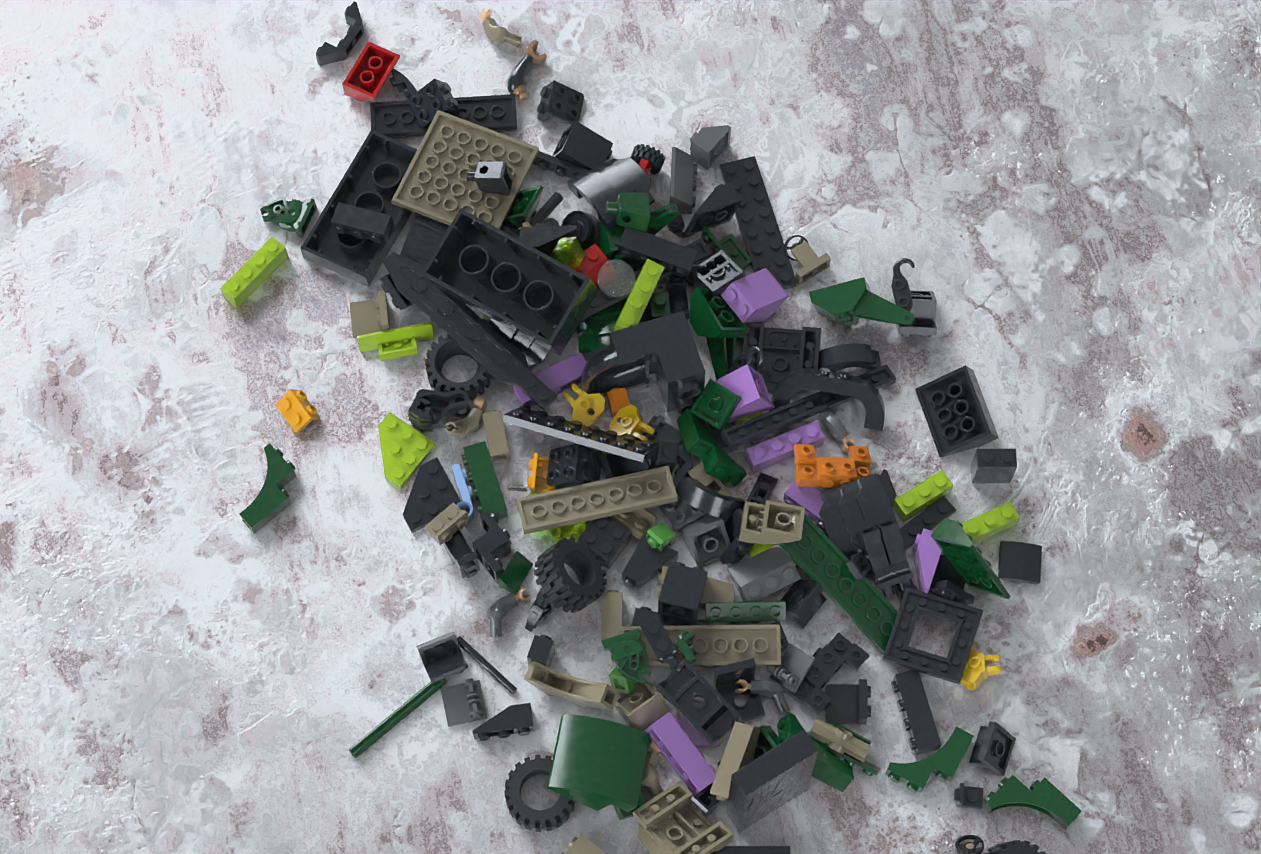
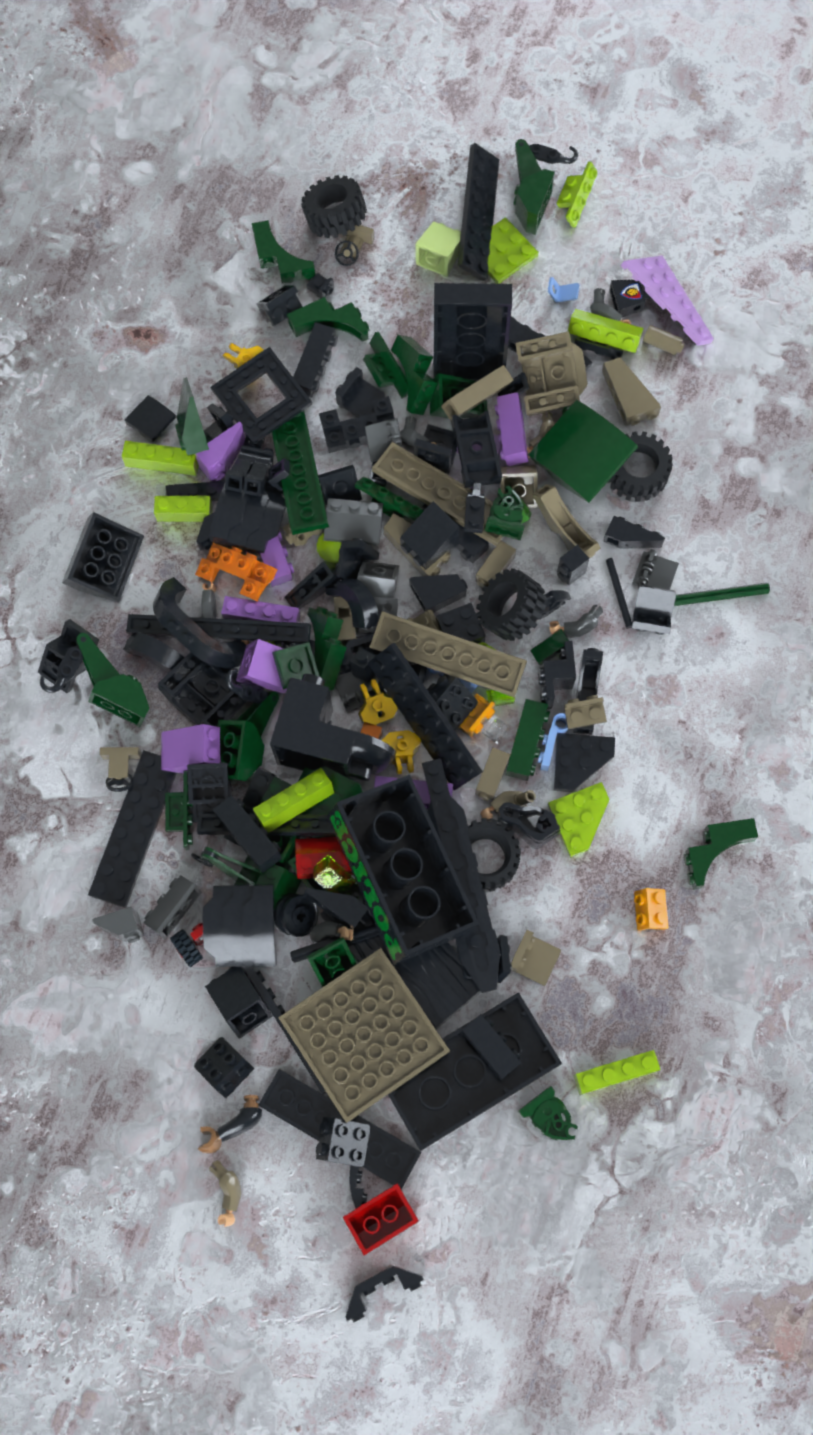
camera: 145 degrees left, 5 degrees up
(397, 341) = (527, 915): lime bracket -> none
(492, 177) = (339, 998): black torso -> none
(616, 278) = (300, 832): clear tile -> none
(631, 210) = (245, 875): dark green torso -> none
(660, 536) = (414, 597): bright green slope -> none
(687, 650) = (457, 494): dark green bracket -> none
(716, 209) = (165, 855): black slope -> none
(771, 523) = (323, 538): dark tan slope -> none
(840, 739) = (386, 367): dark tan piece -> none
(993, 465) = (111, 490): black brick -> none

